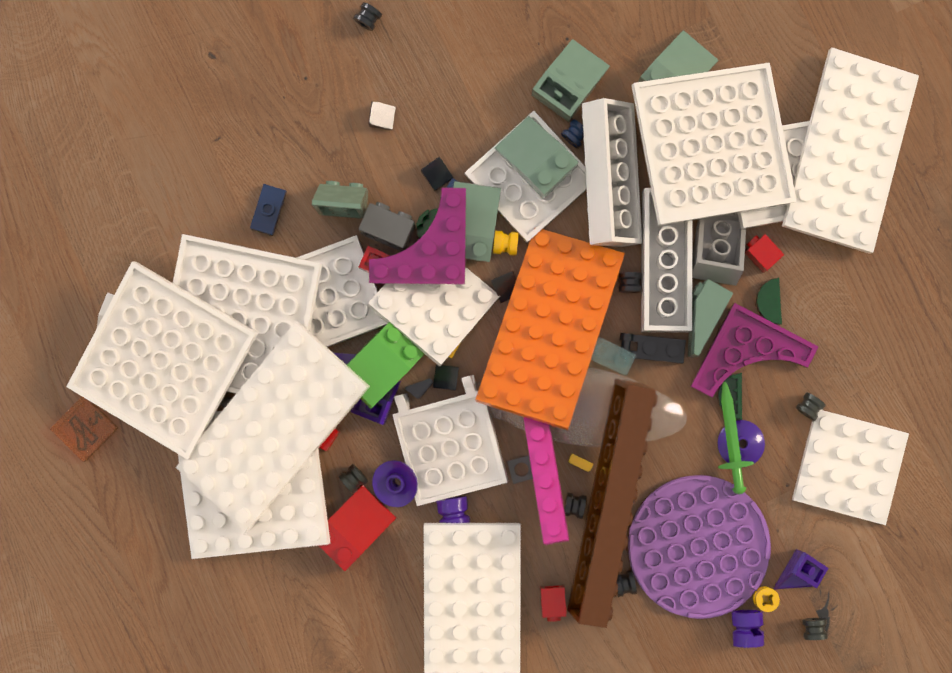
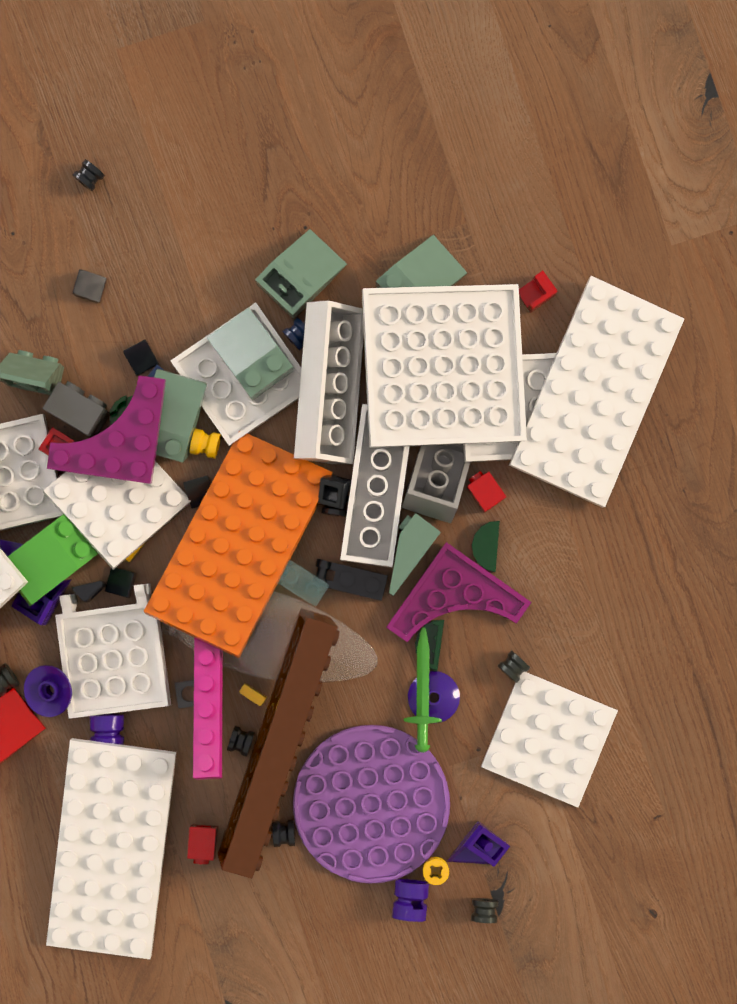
camera: 10 degrees right, 0 degrees up
(629, 269) = (333, 490): none -> black slope
(785, 67) = (537, 291): none -> red panel

